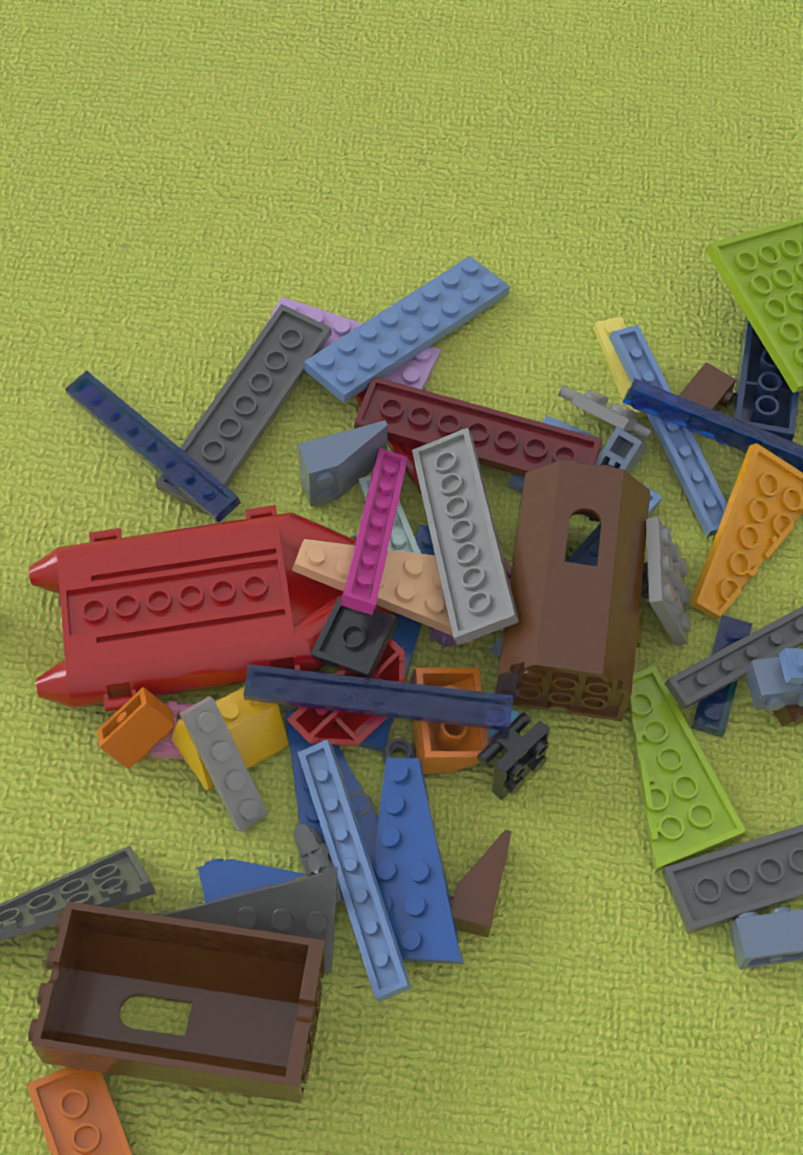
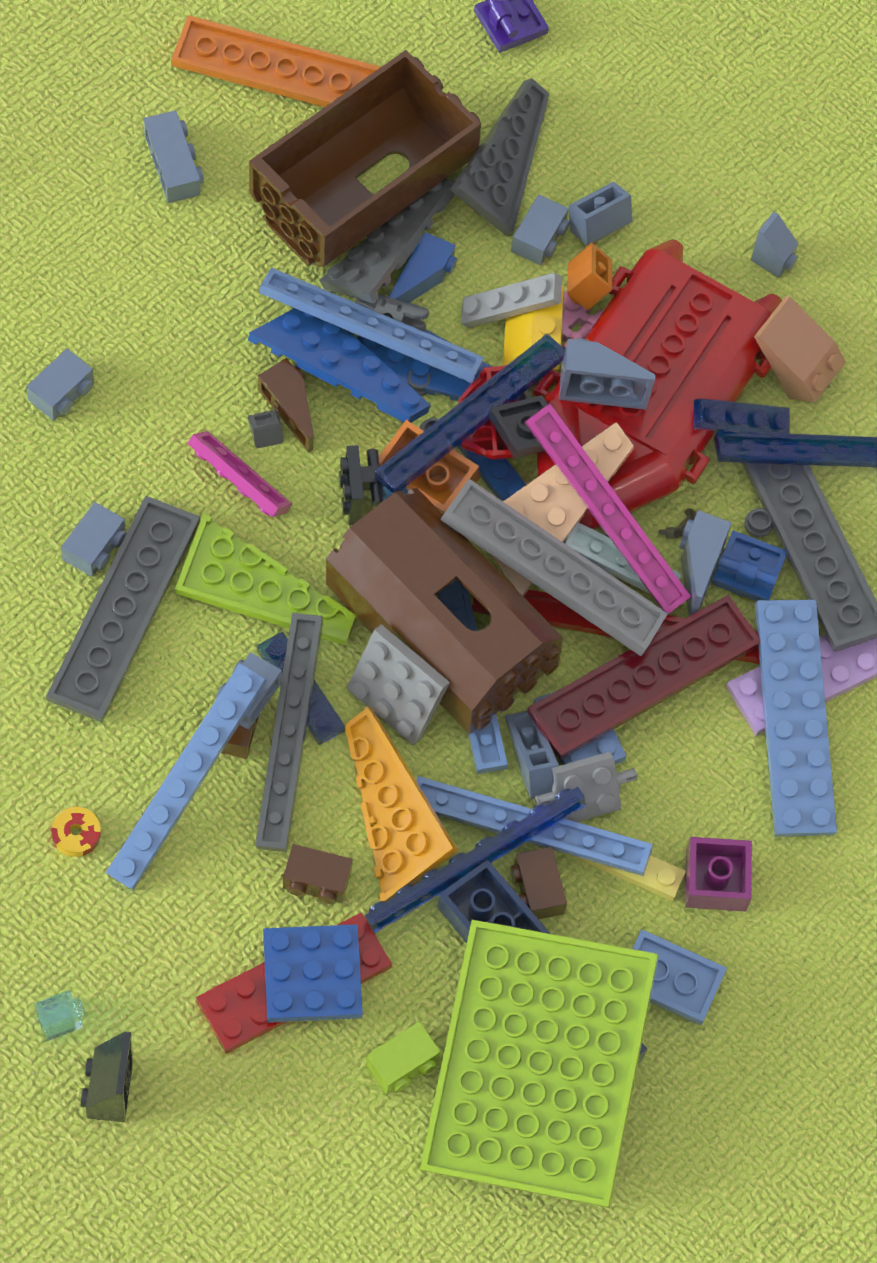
camera: 125 degrees right, 5 degrees up
(52, 775) = (600, 213): none -> sand blue brick
(76, 511) = (799, 351): none -> nougat slope
(110, 819) = (540, 229): none -> sand blue brick
(182, 513) = (740, 417): none -> clear blue plate
(257, 462) = (758, 523): none -> dark grey plate
(269, 612) = (603, 377): none -> sand blue slope
(297, 429) = (749, 567): none -> blue plate
(313, 509) = (676, 532): none -> clear smoke piece
(521, 895) = (266, 429): none -> dark grey slope
(581, 293) = (718, 874): none -> magenta brick
(591, 872) = (239, 473): none -> dark pink plate
(658, 1105) = (60, 384): none -> sand blue brick
(680, 281) = (682, 979): none -> medium blue plate

